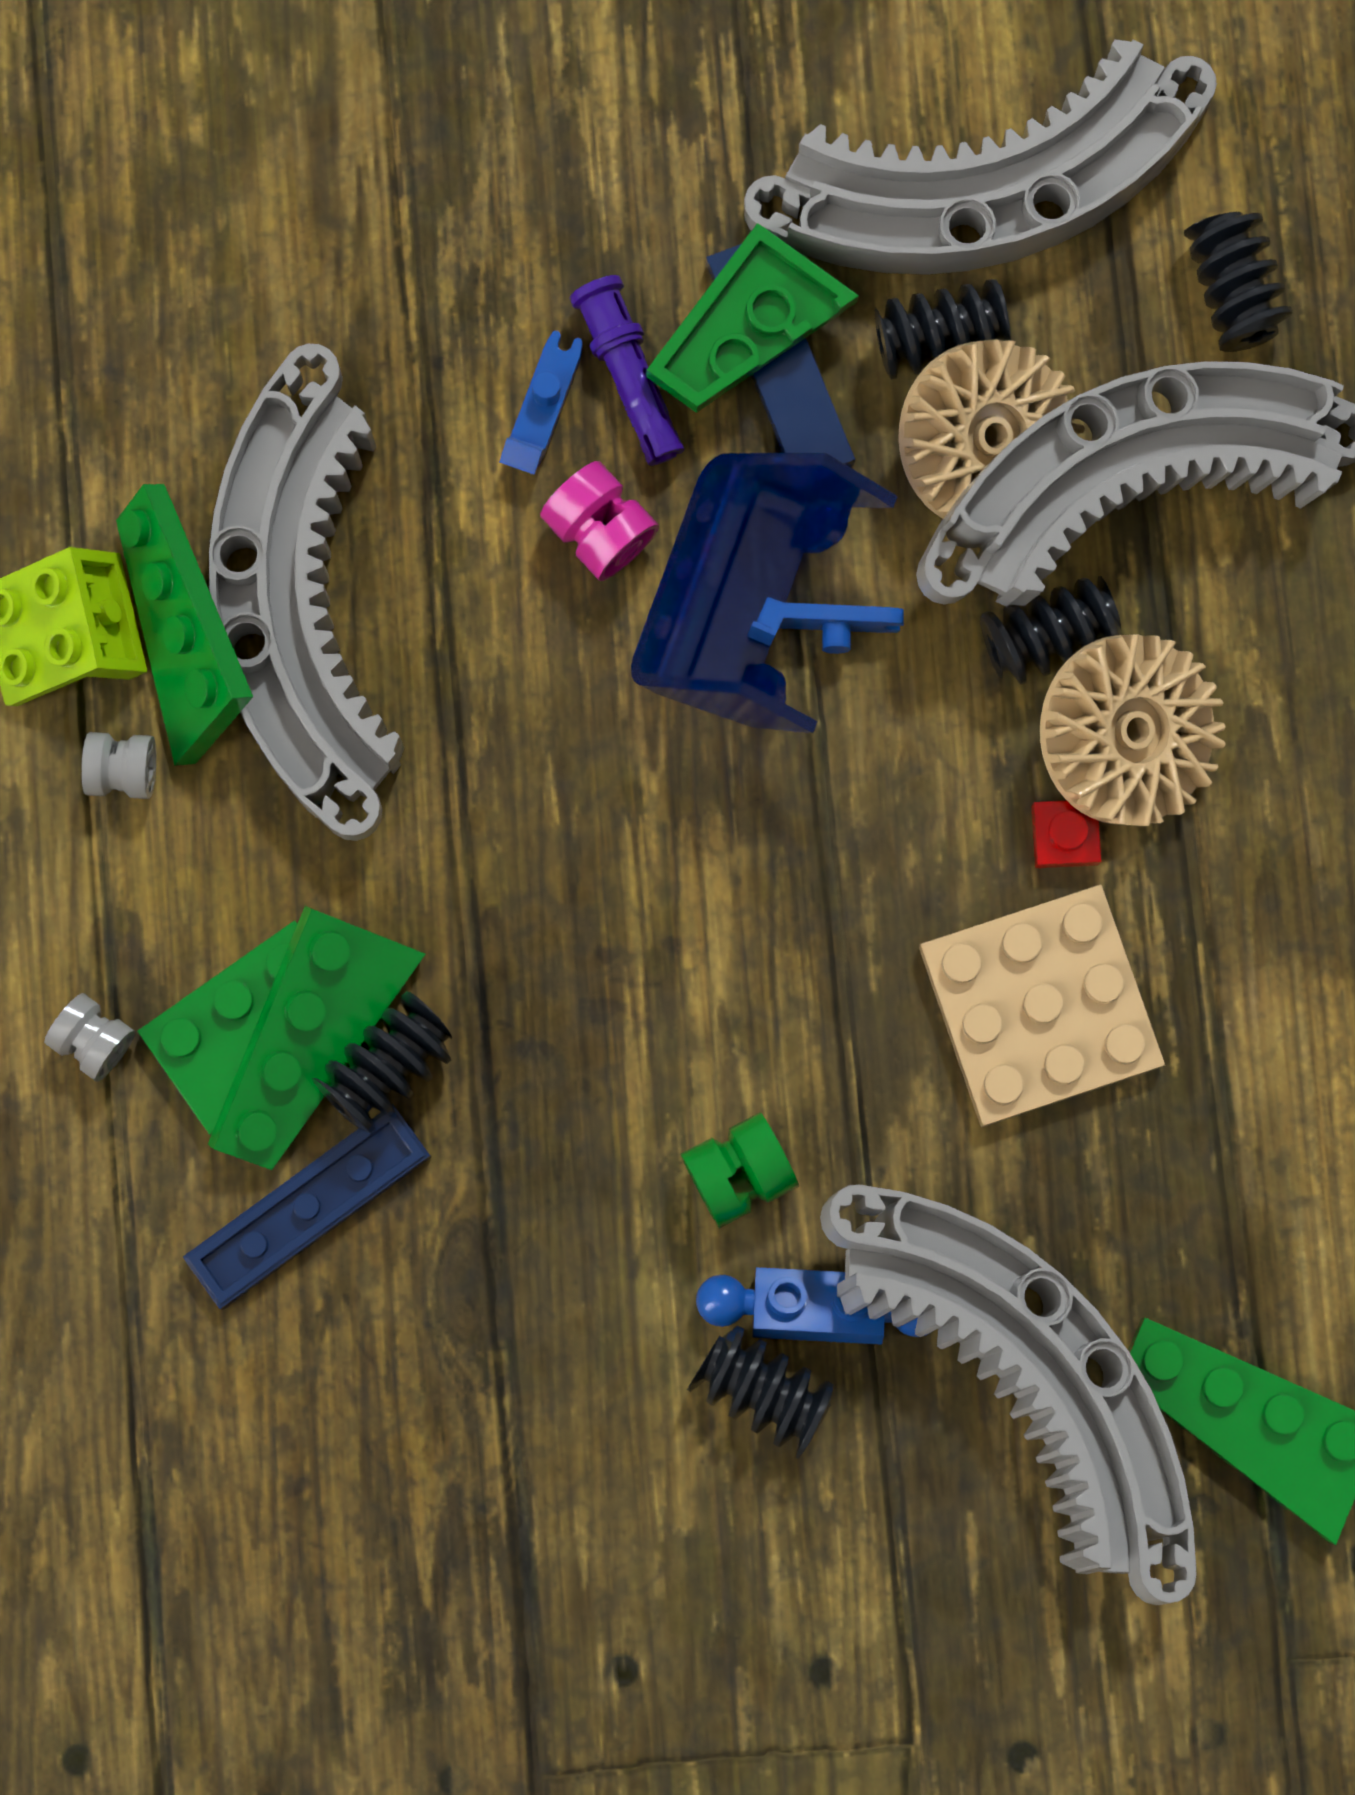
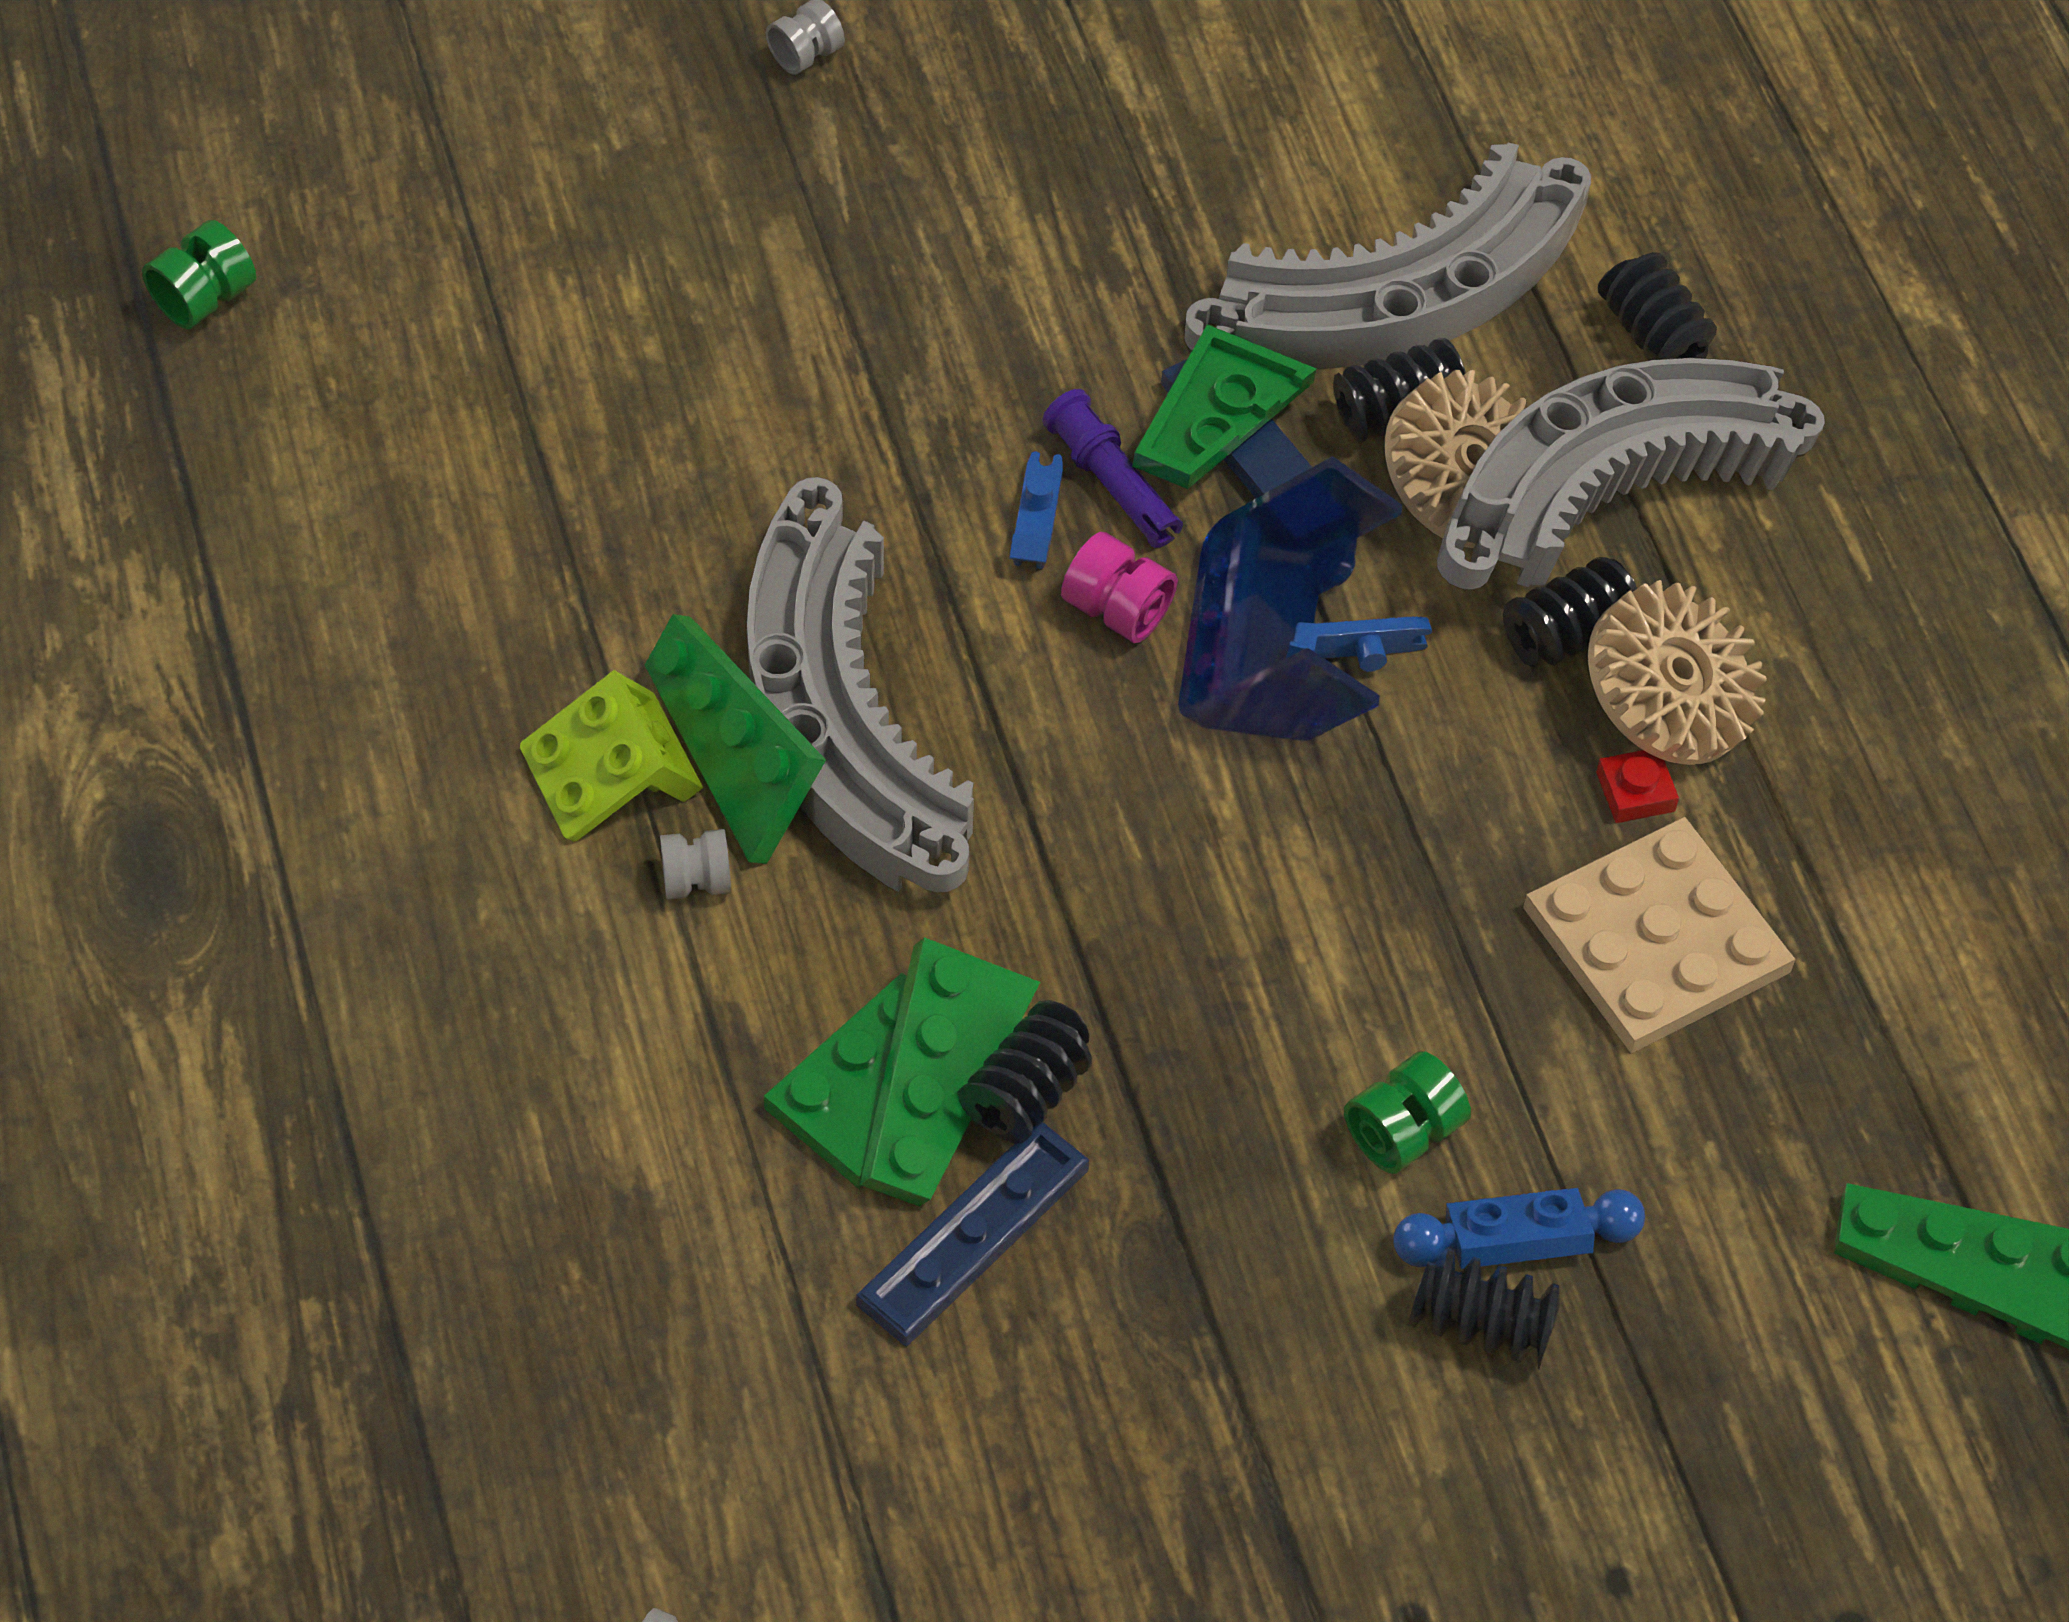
camera: 15 degrees left, 25 degrees down
(92, 1039) = (717, 1106): light grey wheel -> none
(1104, 1440) = (1762, 1221): light grey gear -> none

